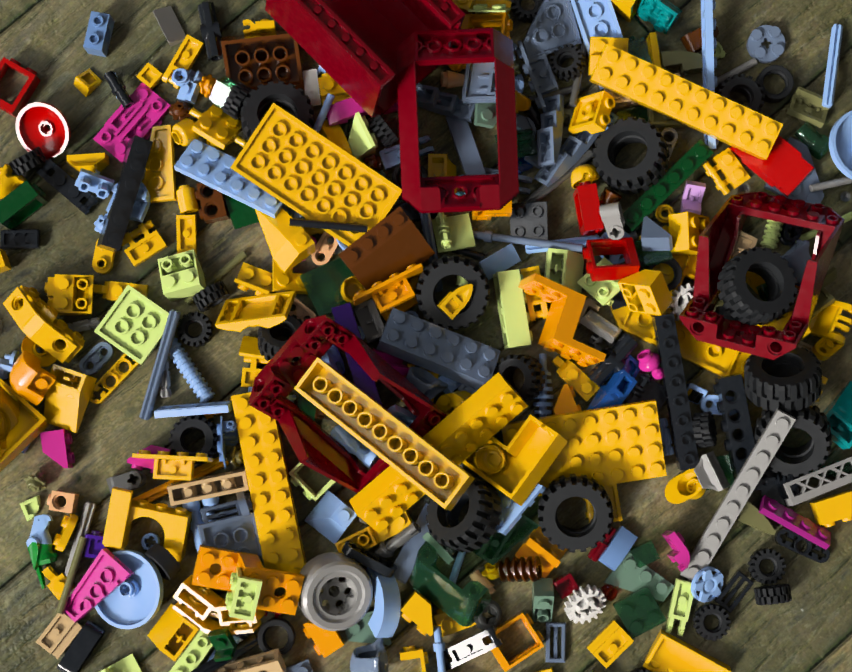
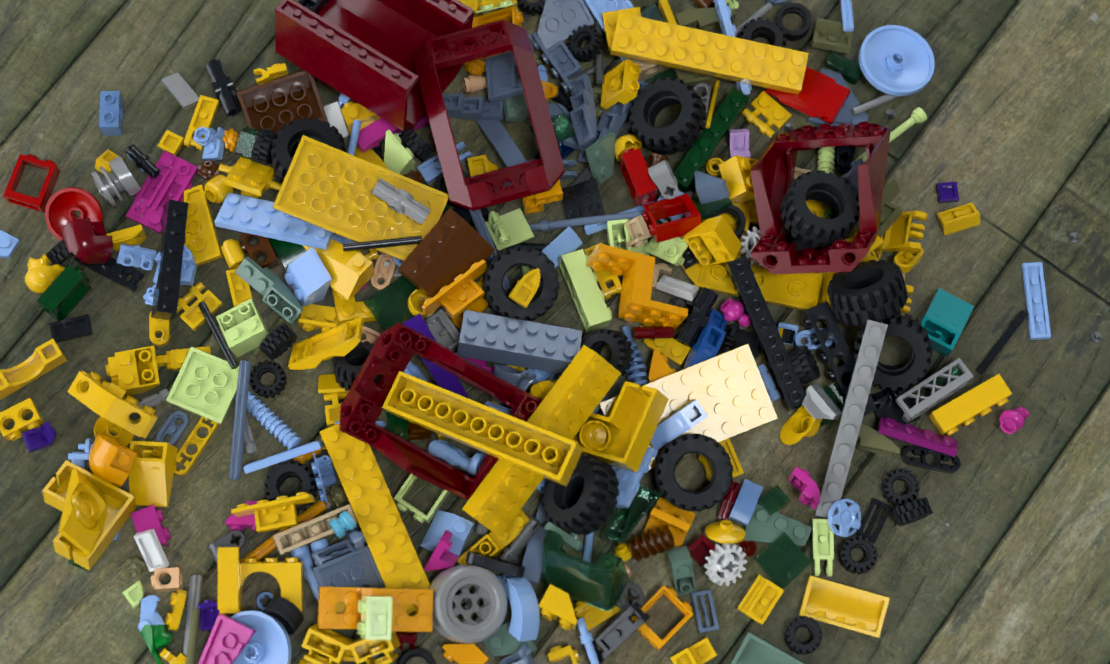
camera: 10 degrees left, 10 degrees down
(50, 160) = (88, 241): none -> dark red brick
(53, 471) = (151, 550): none -> white tile
(87, 105) = (116, 181): none -> light grey wheel
(155, 278) = (218, 335): none -> black bar
(218, 246) = (273, 289): none -> sand green slope
(233, 491) = (342, 524): none -> medium azure wheel
(251, 241) = (308, 278): none -> light blue slope
(321, 537) = (441, 556): none -> dark pink slope
(354, 188) = (401, 201): none -> light grey piece
(557, 181) = (601, 157): none -> sand green wing
(568, 366) = (654, 332): none -> dark red axle
(572, 463) = (678, 423): none -> light blue slope
(576, 266) = (638, 231): none -> tan bracket
(591, 574) = (725, 532): none -> yellow dish
(676, 151) = (712, 104): none -> yellow axle

